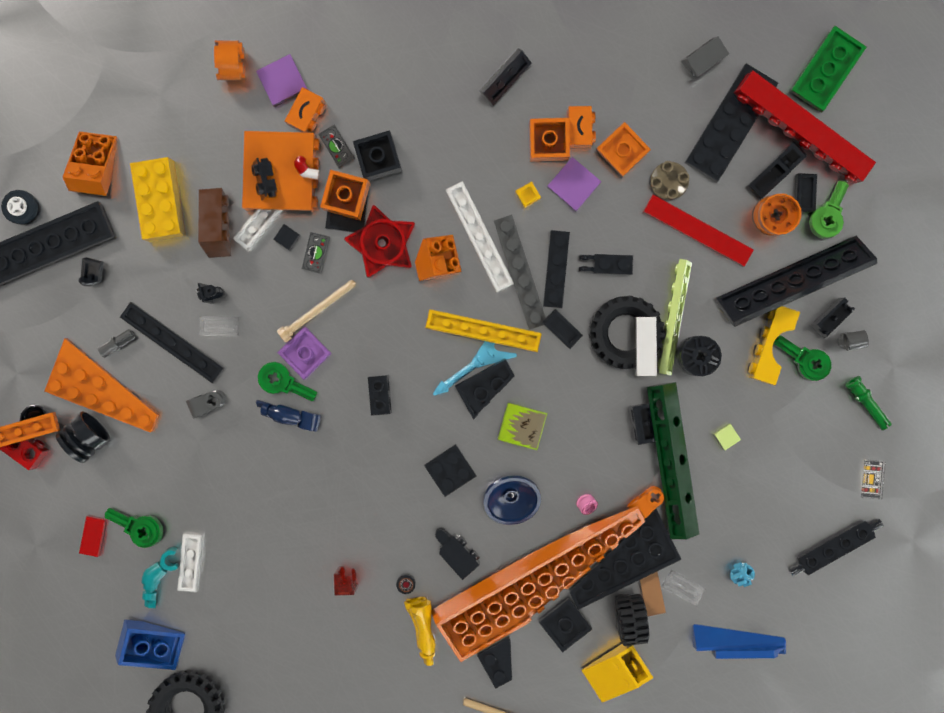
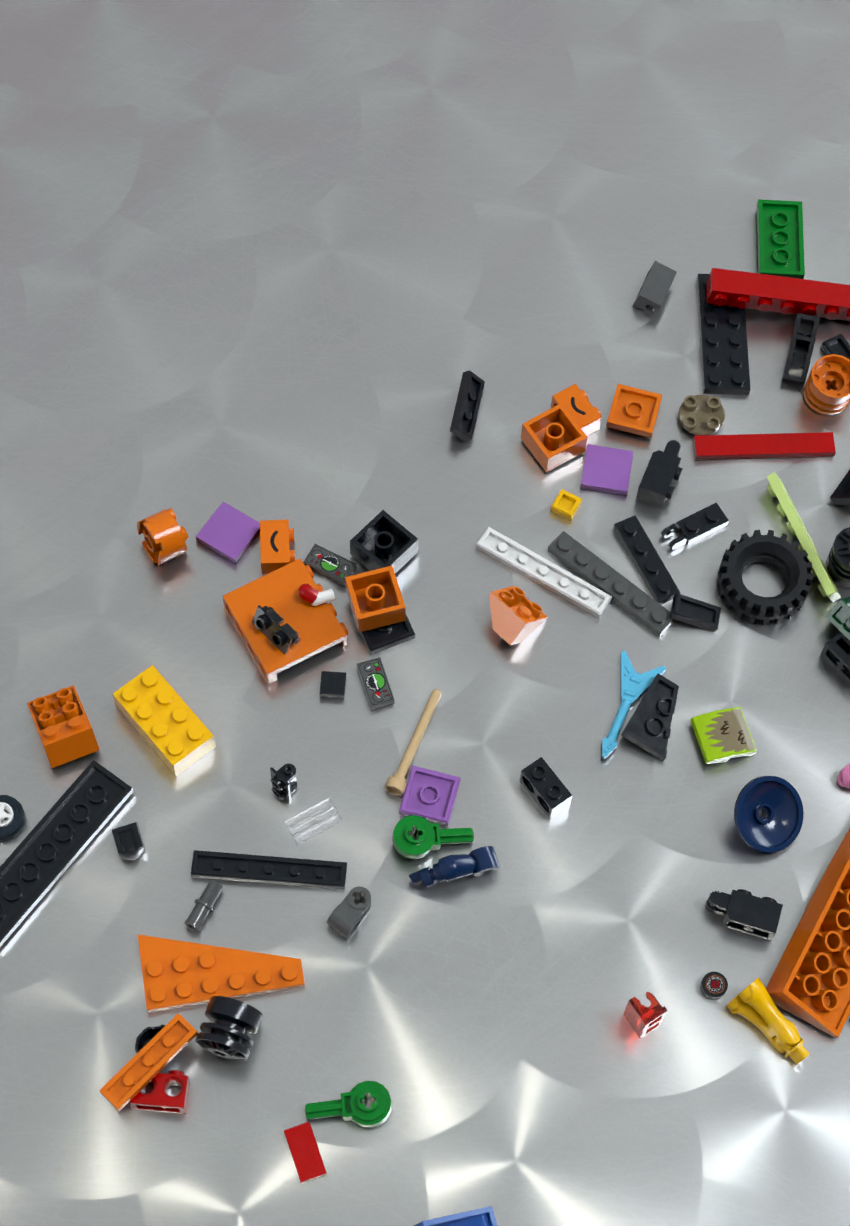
camera: 35 degrees left, 25 degrees down
(153, 575) = (410, 1154): teal piece -> none
(190, 562) = (444, 1114): white tile -> none
(214, 223) = (245, 709): reddish brown wedge -> none
(255, 227) = (291, 693): white tile -> none
(392, 232) = (443, 631): red plate -> none
(450, 470) = (677, 829): black plate -> none
(483, 330) = (612, 660): yellow tile -> none
(608, 211) = (660, 474): none -> black hinge
(646, 346) = (796, 571): white tile -> none

